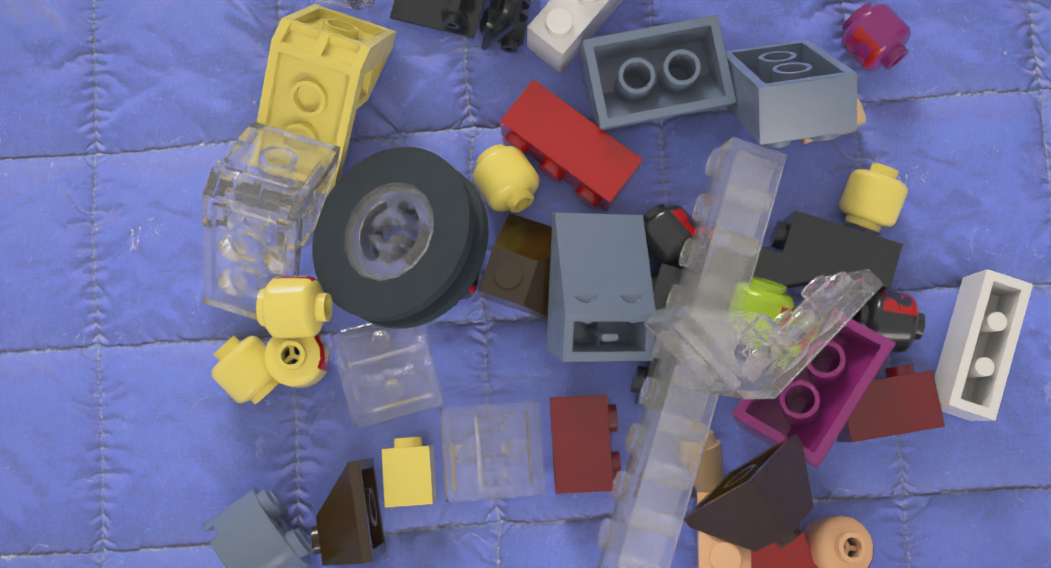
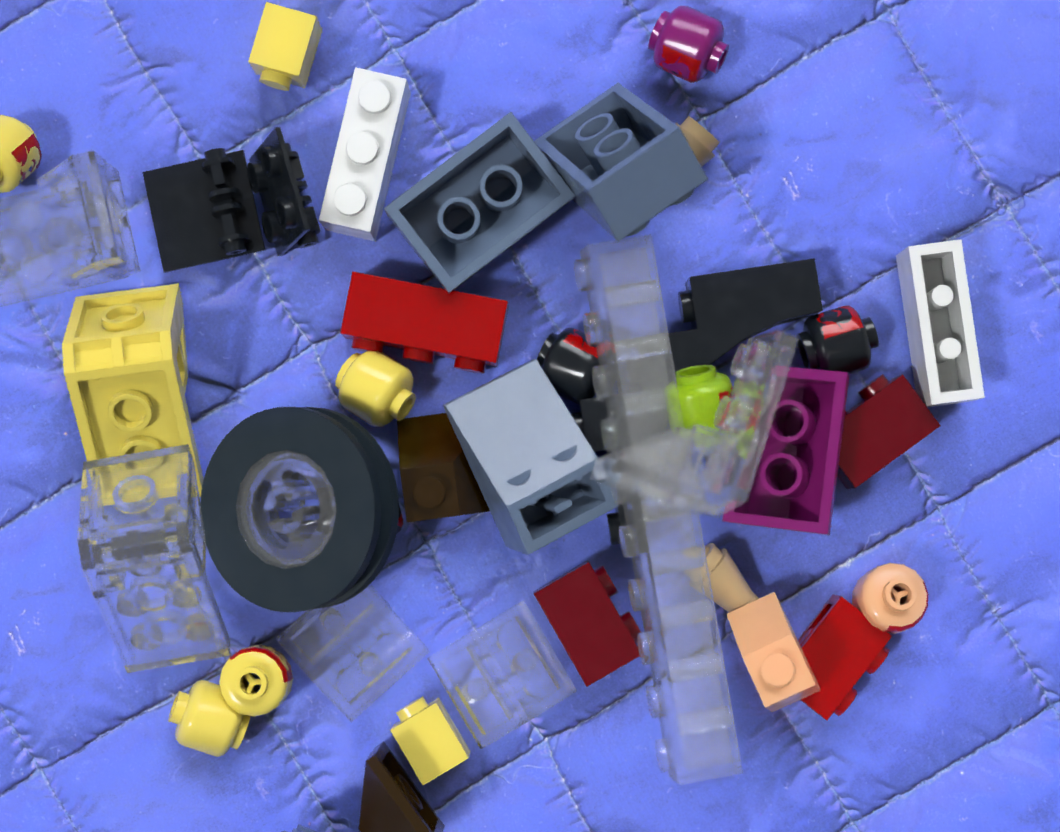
camera: 25 degrees left, 5 degrees up
(293, 307) = (229, 634): light yellow head -> none
(759, 500) = (784, 596): dark brown slope -> none
(873, 197) = (764, 220): light yellow head -> none

